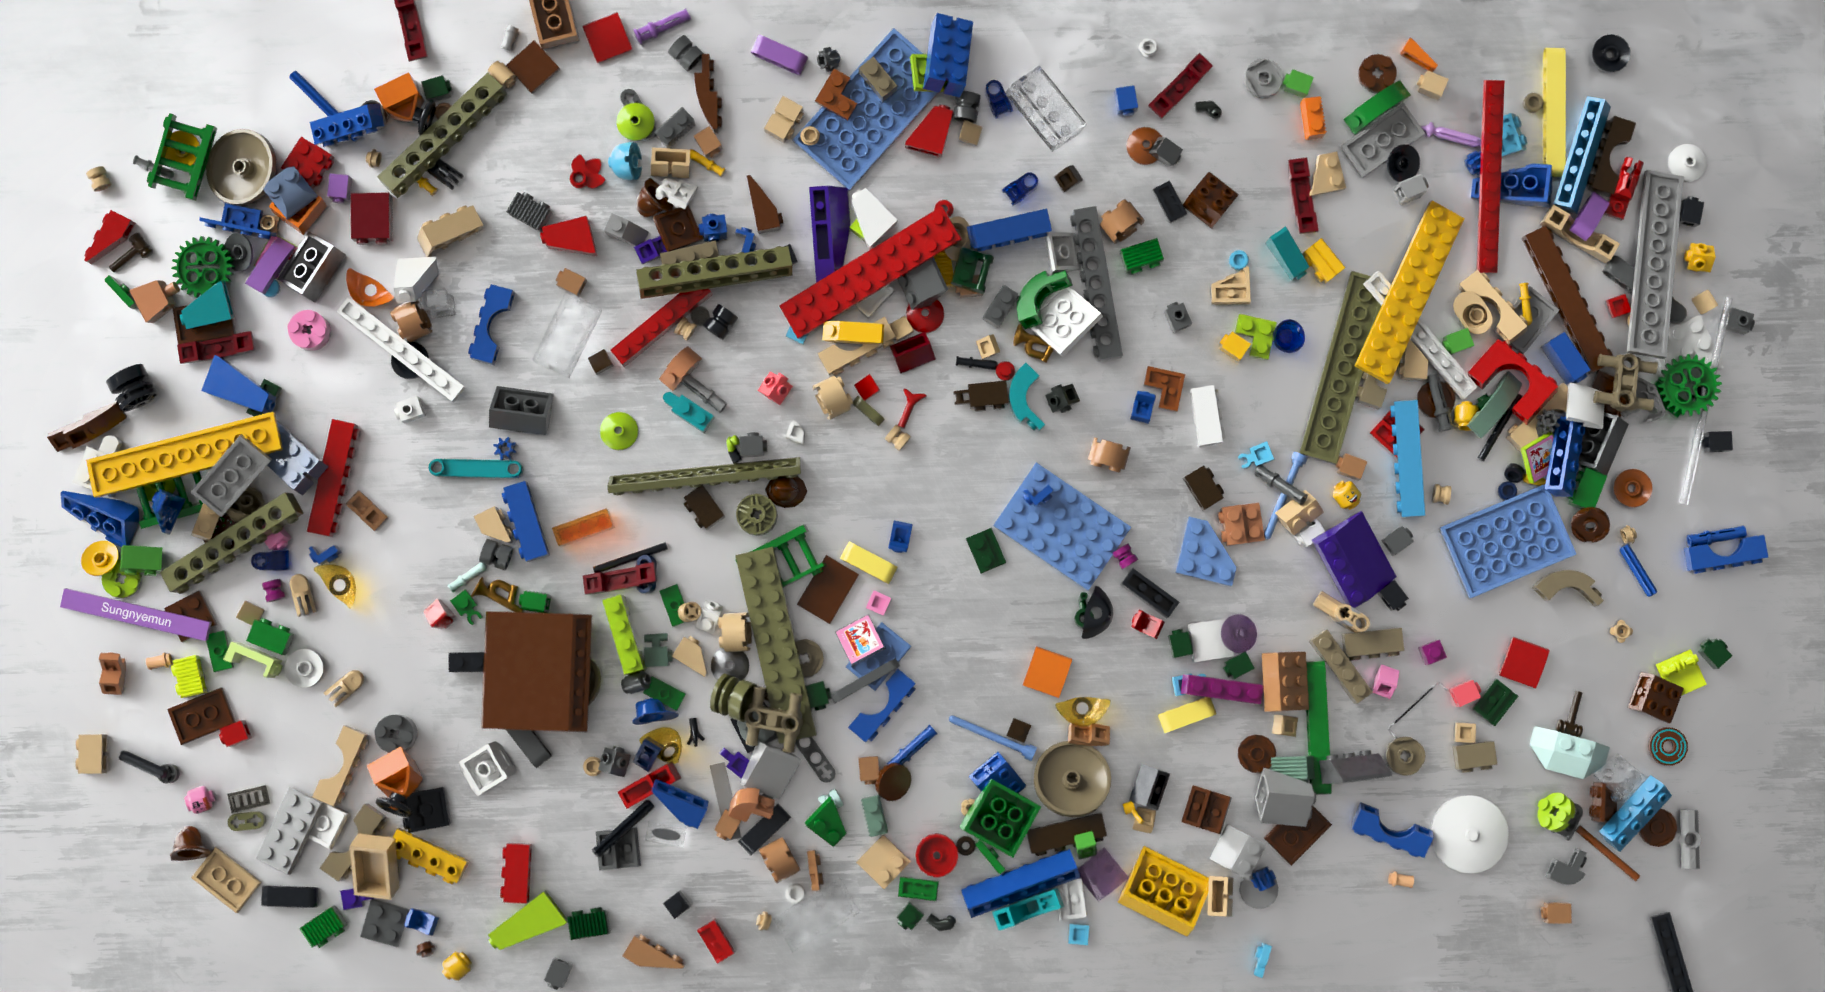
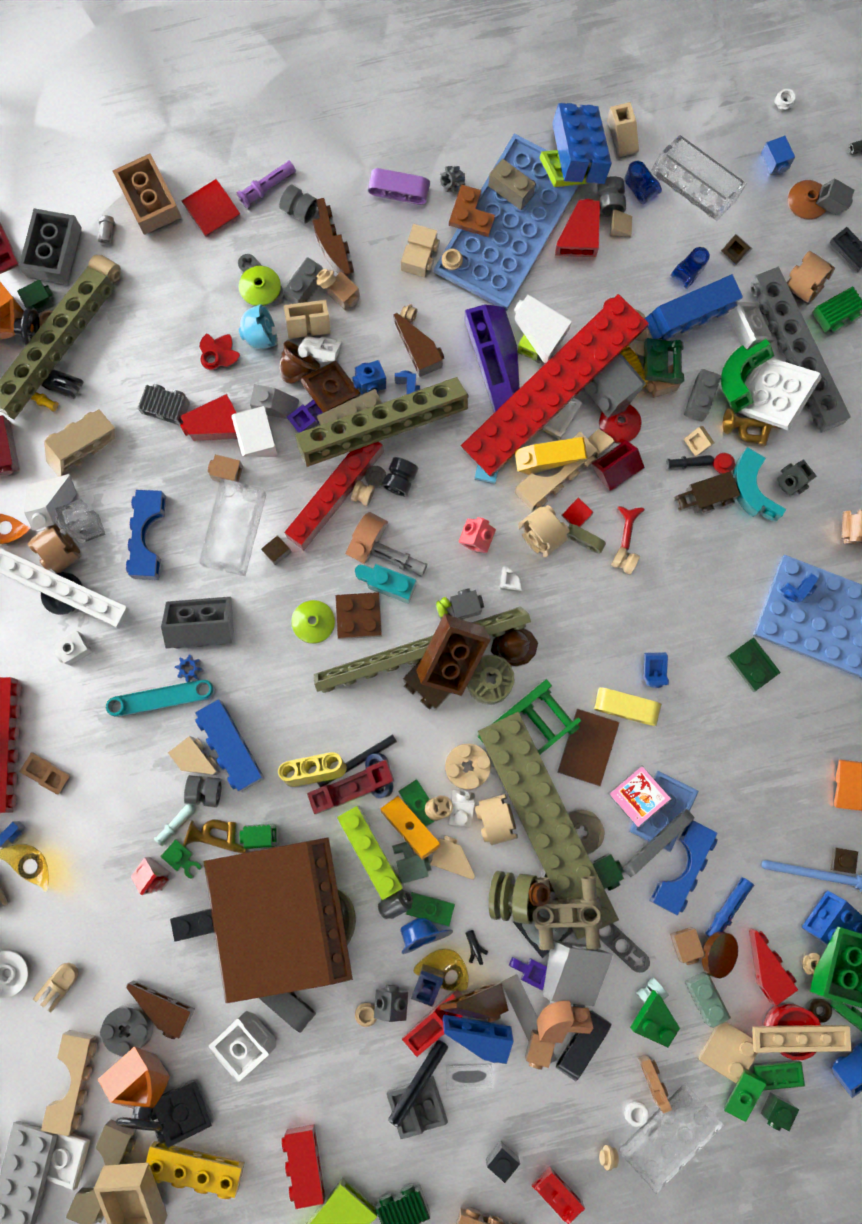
camera: 10 degrees left, 5 degrees down
(428, 727) = (165, 1012): none -> reddish brown slope
(458, 45) = (50, 246): none -> dark grey brick
(533, 67) = (137, 254): reddish brown tile -> none
(583, 527) = (296, 738): clear orange brick -> none
(598, 562) = (302, 766): none -> light yellow beam
(603, 257) = (254, 433): none -> white slope
(658, 434) = (358, 615): none -> reddish brown plate
(658, 614) = (402, 818): none -> light orange tile
(686, 777) = (482, 1003): none -> reddish brown slope
(694, 130) = (325, 278): none -> tan plate
(706, 162) = (348, 314): yellow piece -> none
(727, 488) = (453, 655): none -> reddish brown brick
(732, 582) = (480, 763): none -> tan brick
(739, 660) = (485, 858): flat silver dish -> none
(752, 698) = (539, 894): none -> reddish brown plate
(761, 175) = (409, 313): none -> tan plate
(779, 860) = (612, 1080): medium nougat brick -> none
(878, 603) = (649, 749): bright pink plate -> none
(885, 897) = (745, 1095): none -> green plate
(931, 807) = (769, 973): none -> red slope
(937, 858) = (801, 1038): none -> tan plate
(943, 924) = (816, 1113): pearl dark grey arm -> none
(992, 47) = (623, 129): none -> tan slope
(1180, 86) = (831, 128): dark red slope -> none

